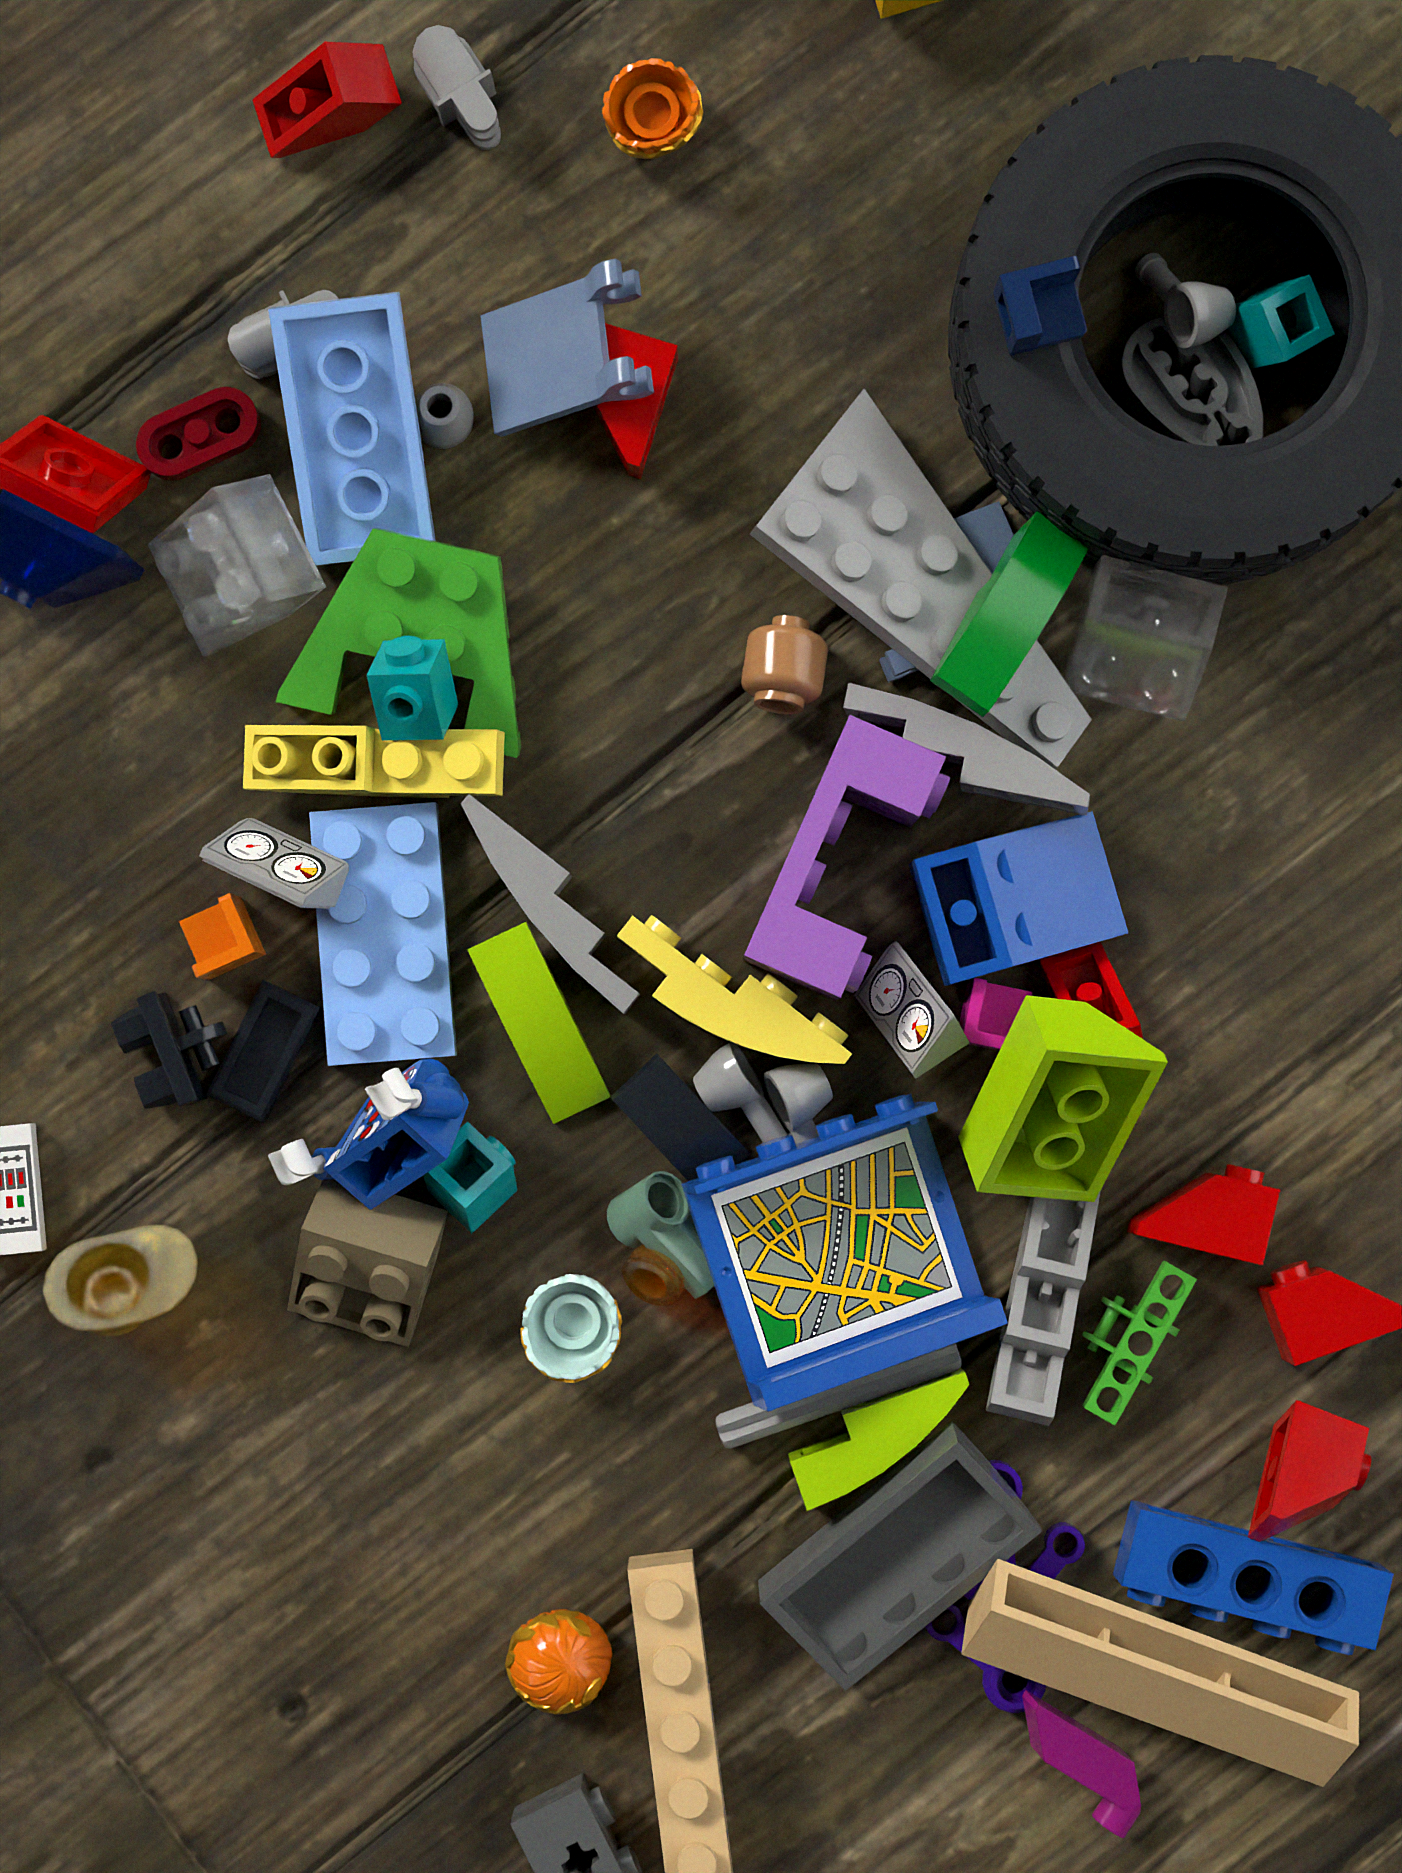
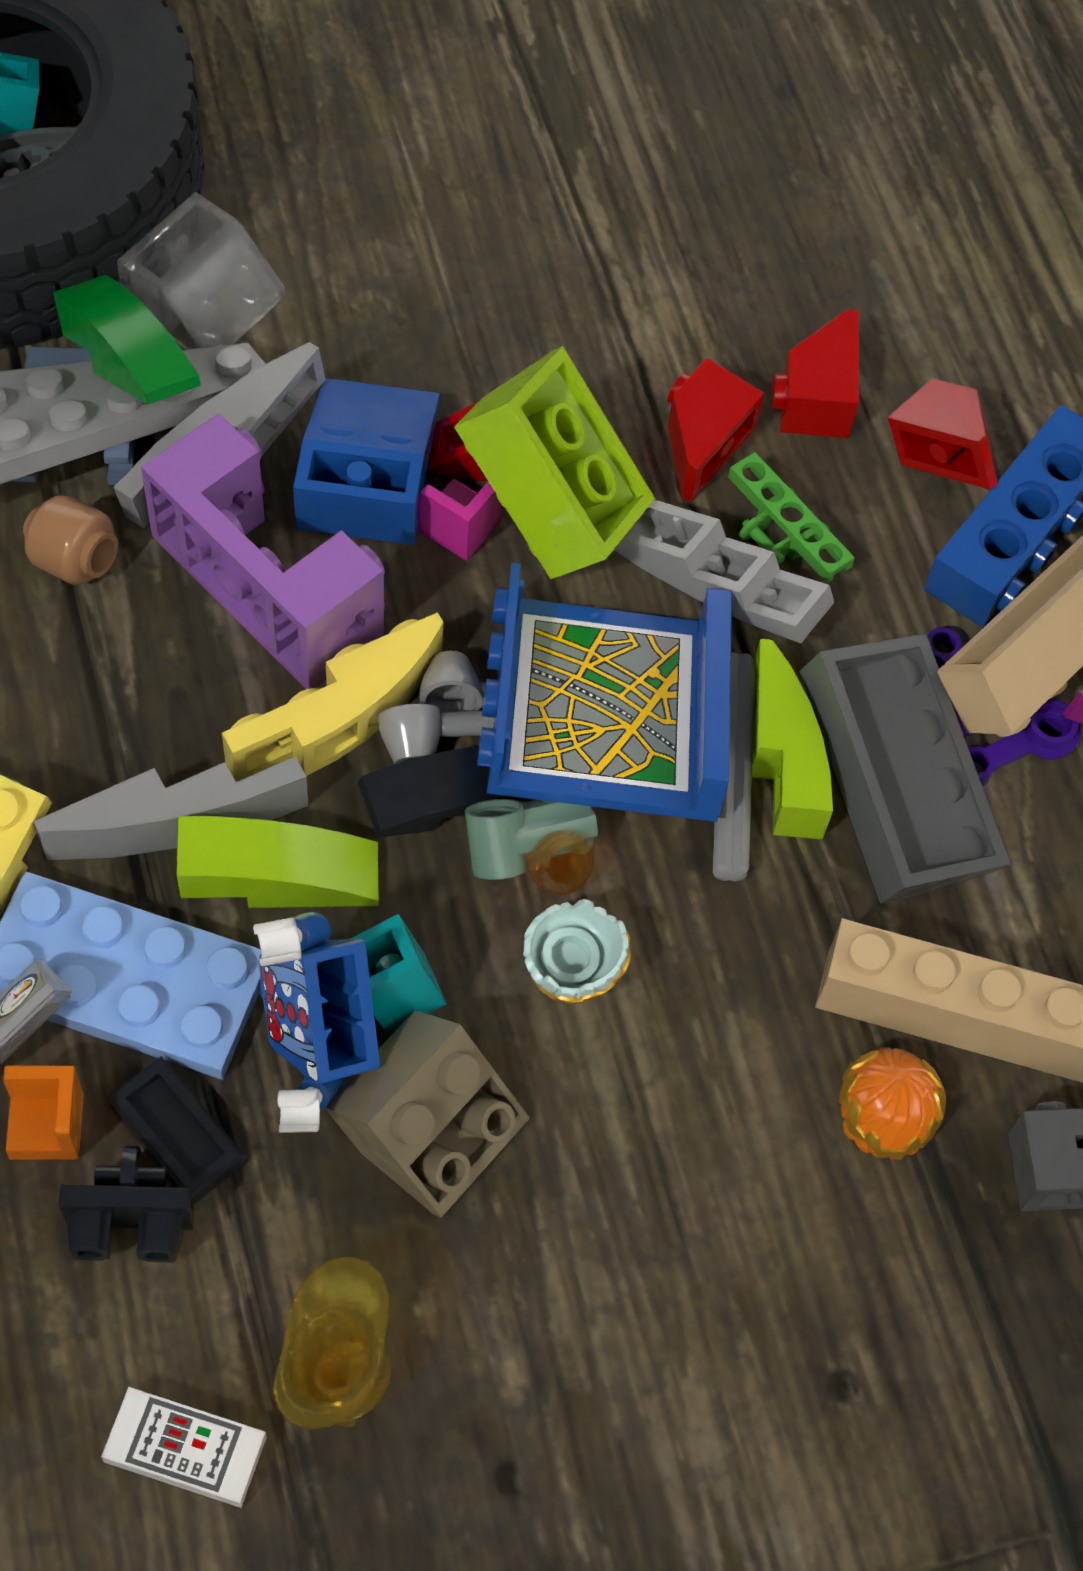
camera: 75 degrees left, 25 degrees down
(909, 1012) = (427, 554): slope -> none

